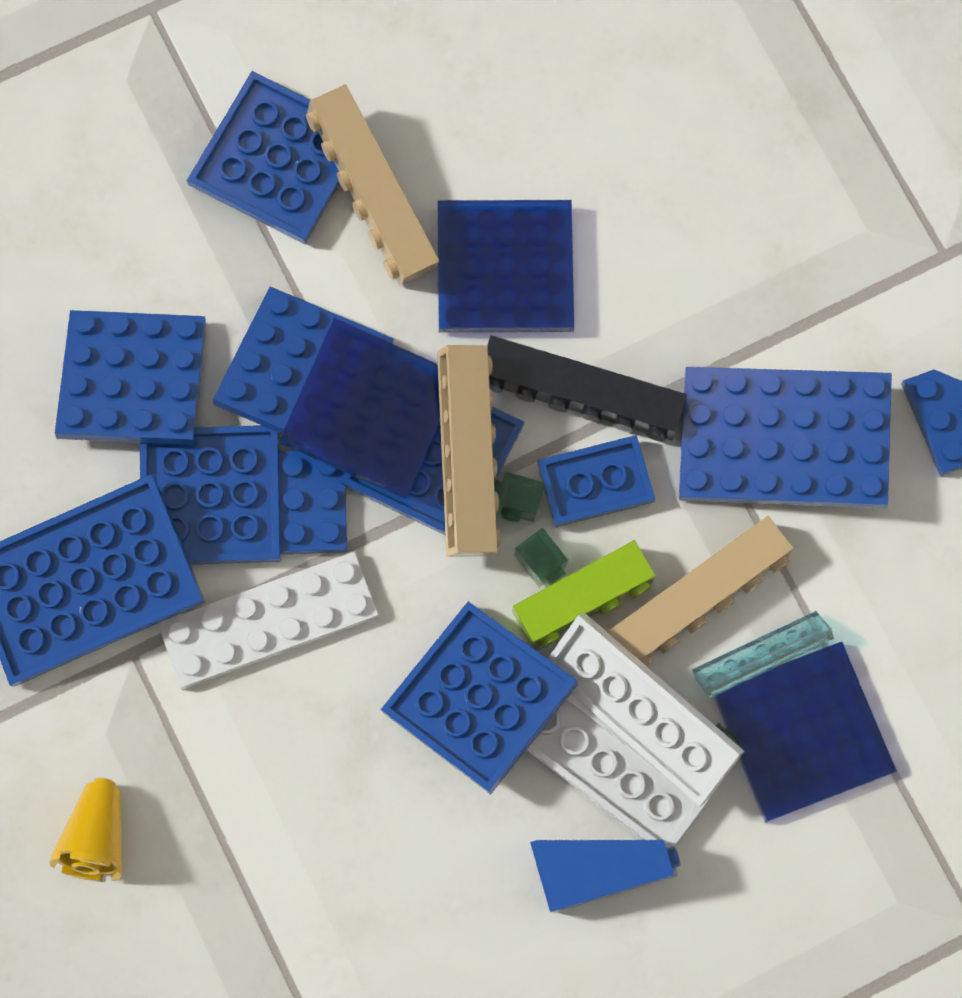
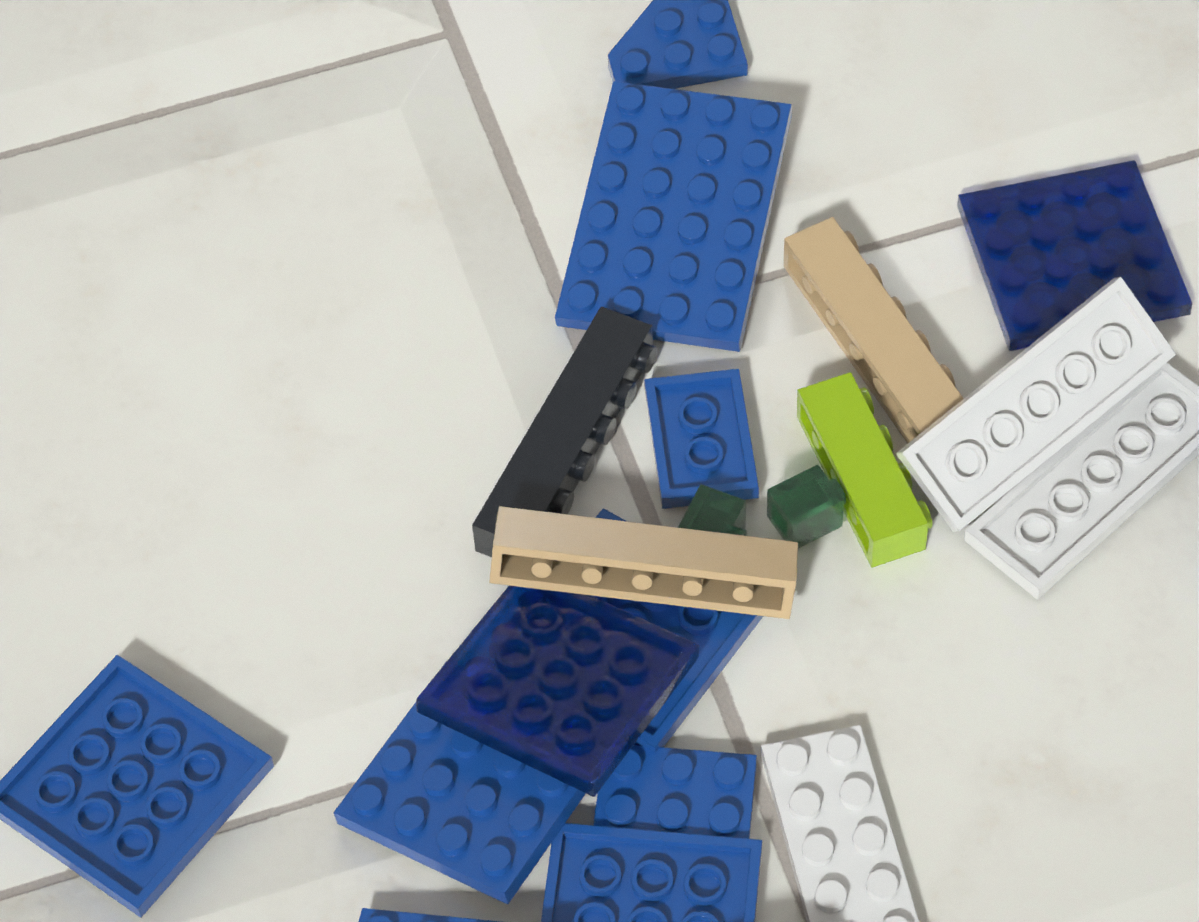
camera: 75 degrees left, 20 degrees down
(372, 185) = (209, 649): tan brick -> none
(479, 697) = (999, 602): blue plate -> none
(505, 266) = (365, 511): clear blue plate -> none
(763, 654) = (968, 279): clear light blue plate -> none

